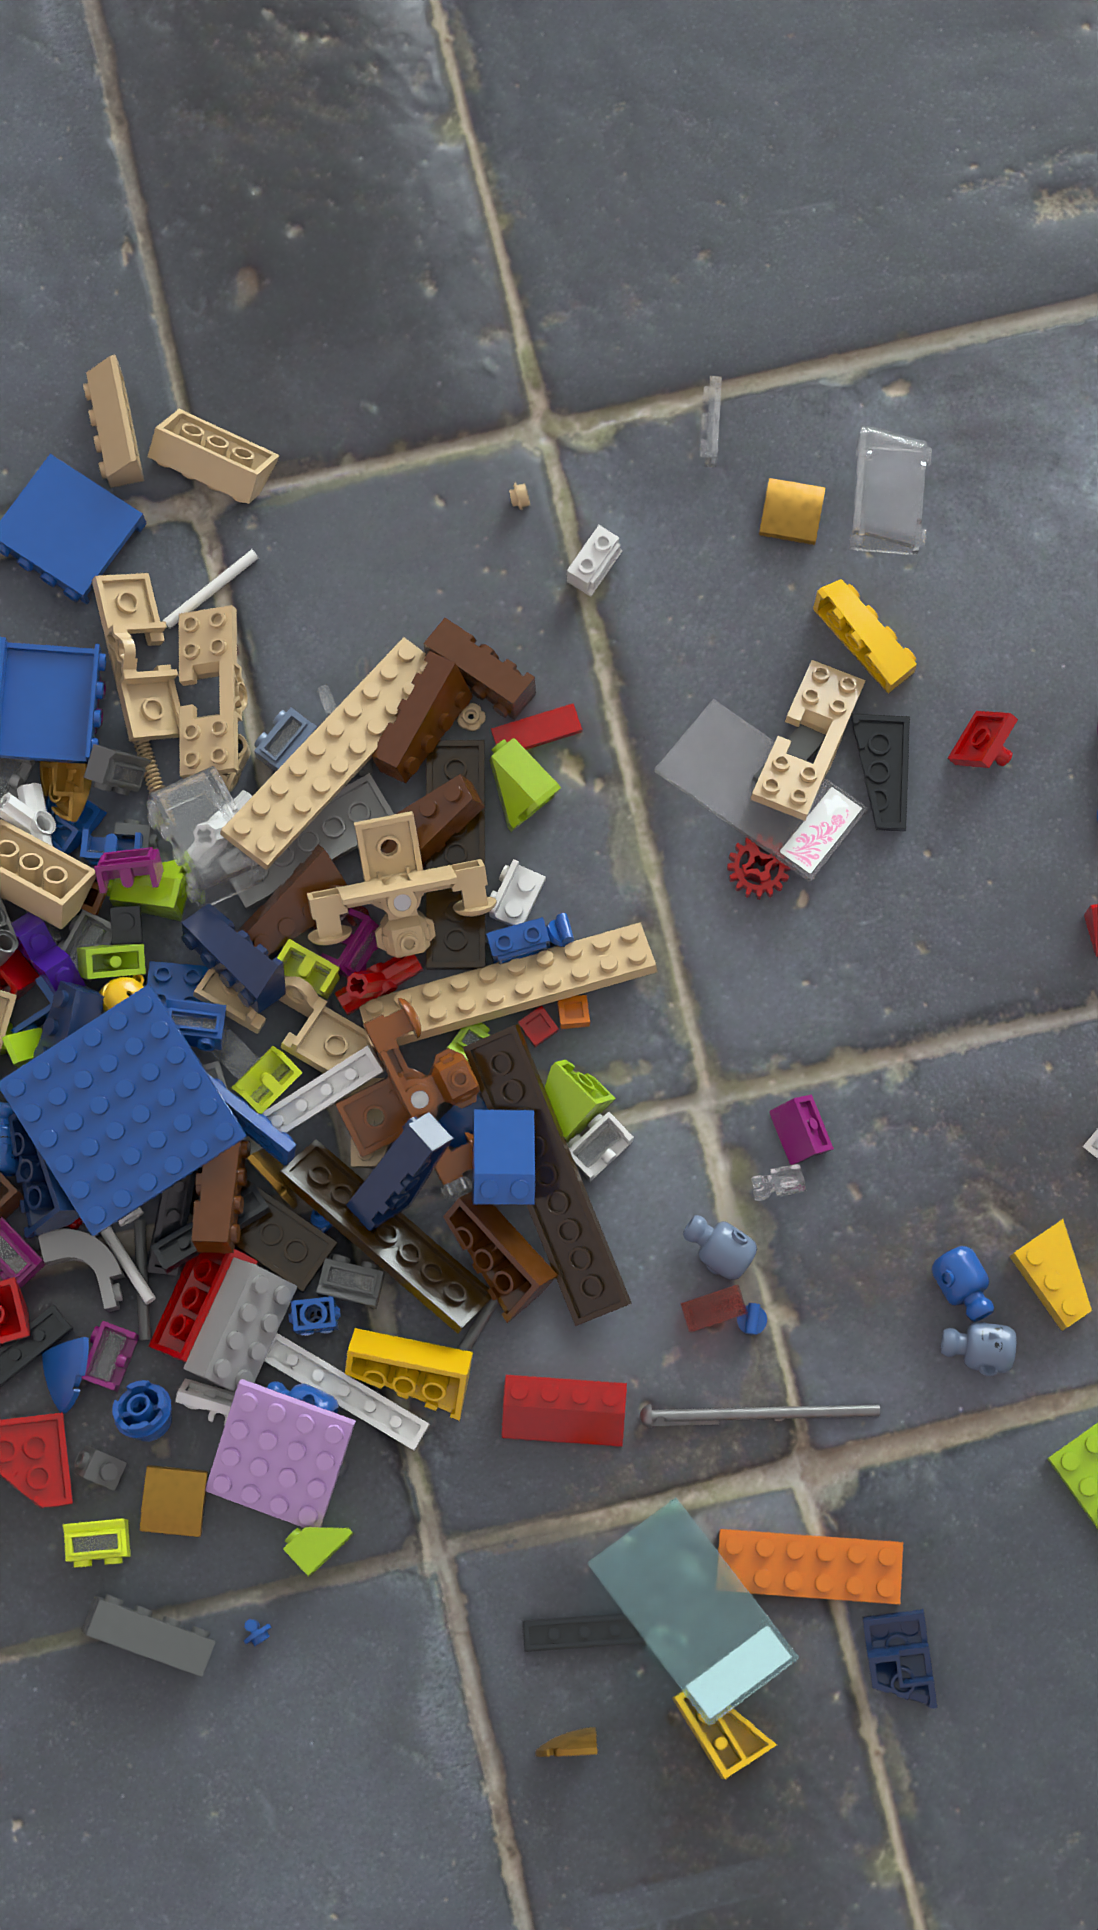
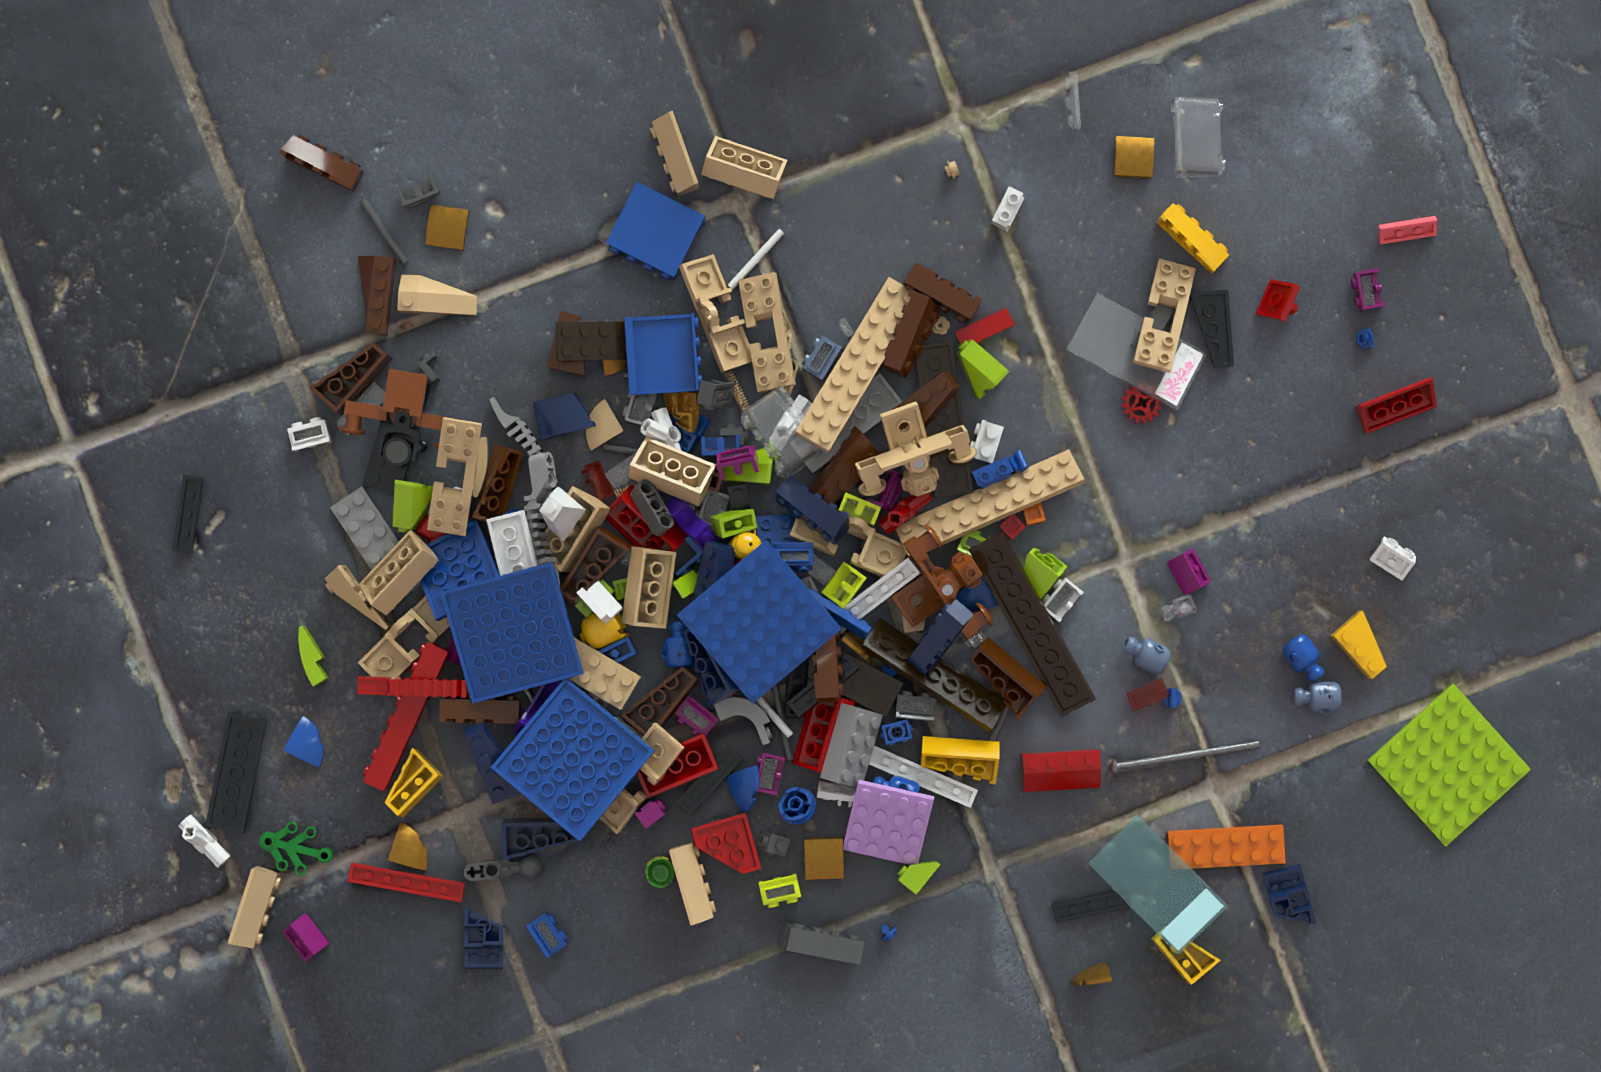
camera: 10 degrees left, 10 degrees up
(503, 1157) = (1004, 619): blue slope -> none

